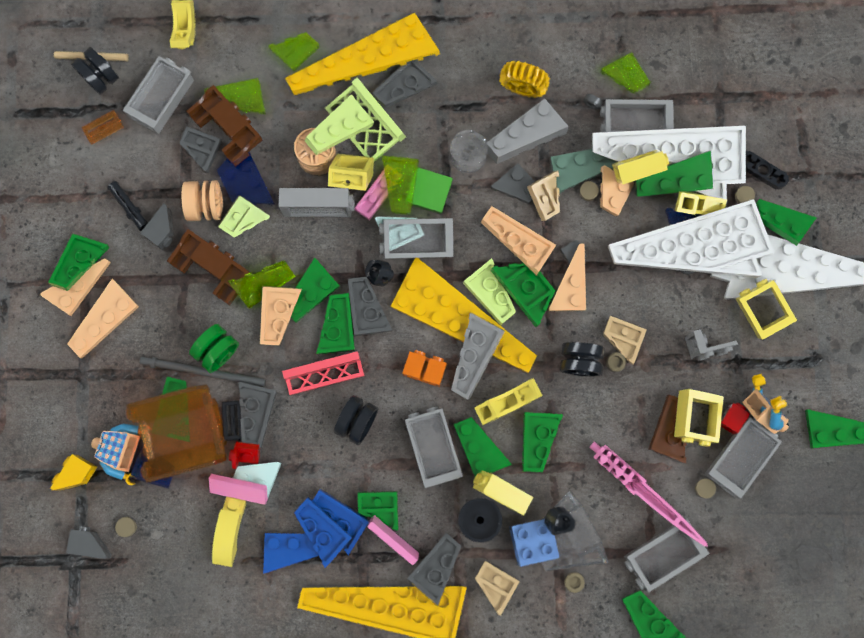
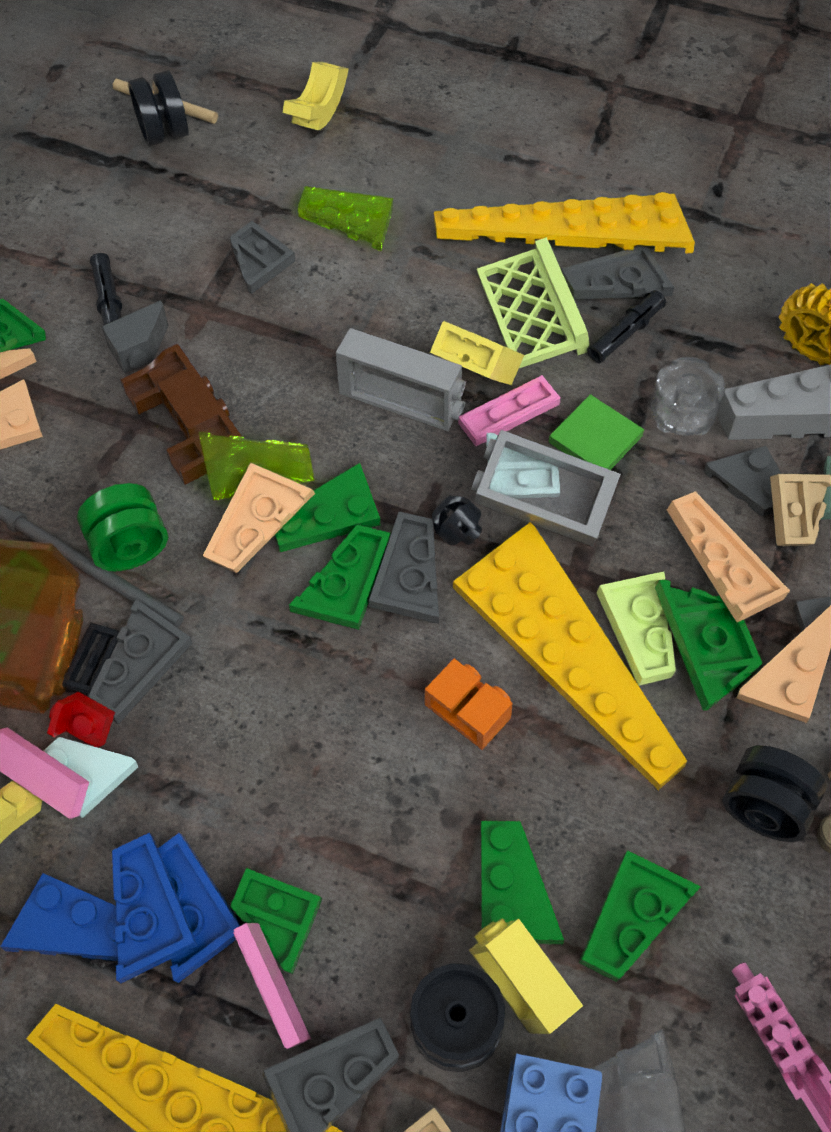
camera: 20 degrees right, 20 degrees down
(98, 132) = (129, 187): clear orange tile -> none
(159, 94) = (233, 171): window -> none
(199, 201) = (220, 316): light nougat wheel -> none
(226, 115) = (320, 229): reddish brown bracket -> none
(242, 216) = (272, 365): yellowish green wing -> none
(244, 181) = (302, 319): clear blue wing -> none
(295, 50) = (467, 183): clear neon green wing -> none
(308, 160) = (426, 302): light nougat wheel -> none
(318, 367) = (283, 630): coral fence -> none
(339, 126) = (487, 283): yellowish green wing -> none
(356, 420) = (304, 734): black wheel -> none
(401, 182) = (554, 400): clear neon green wing -> none
(420, 116) = (636, 318): none -> black pin
(433, 447) = (424, 848): clear window -> none
(477, 350) = (583, 700): light grey wing -> none
(508, 402) = (601, 821): light yellow arch -> none
(559, 521) = (617, 1080): black piece -> none

